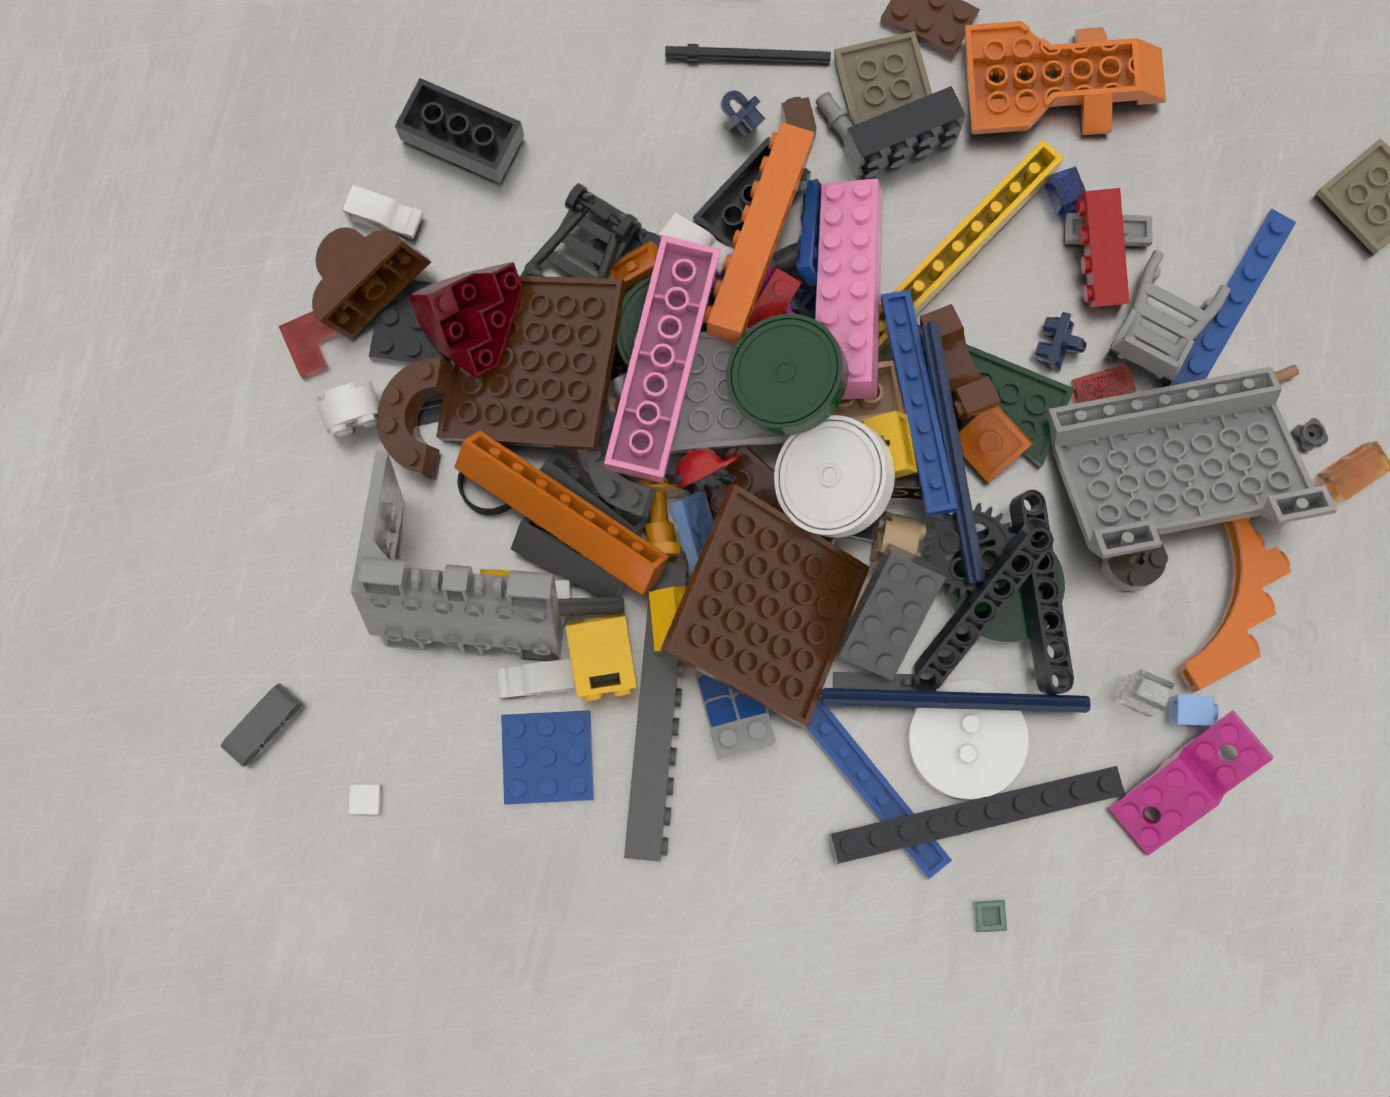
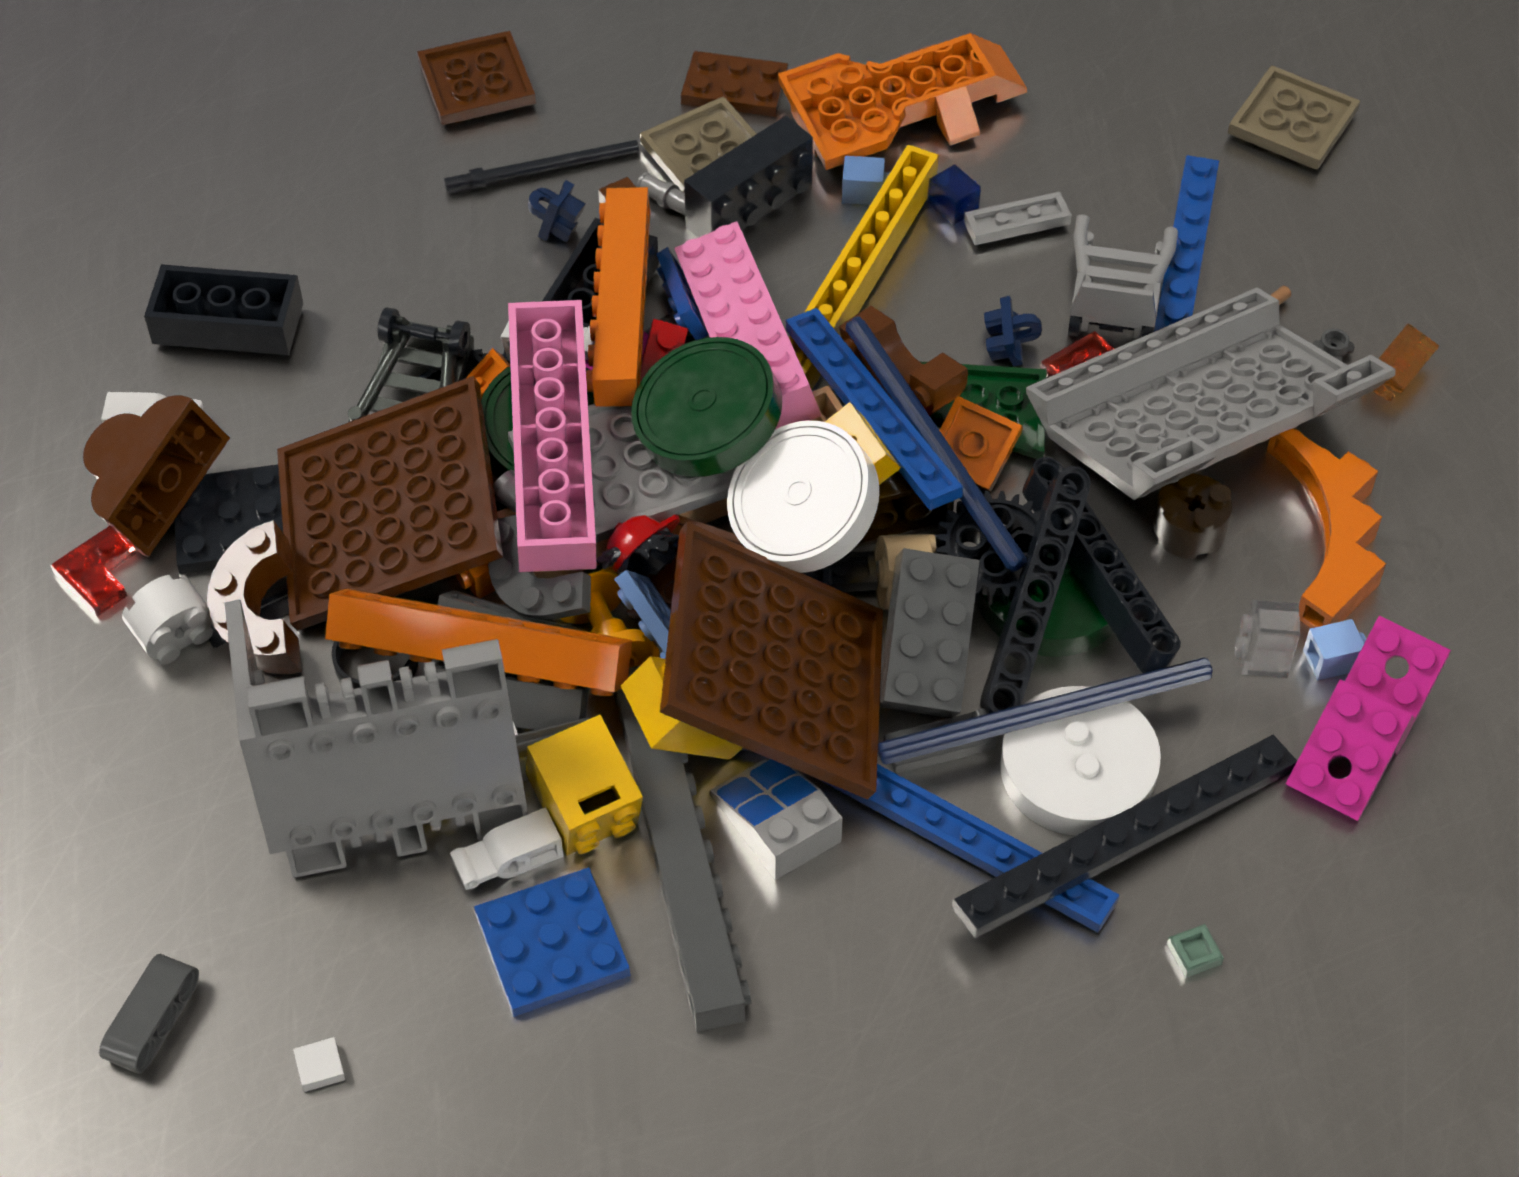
camera: 20 degrees left, 25 degrees down
(470, 315) = (295, 476): dark red brick -> none
(999, 153) = (862, 179): none -> medium blue brick
(1103, 248) = (1020, 228): red brick -> none

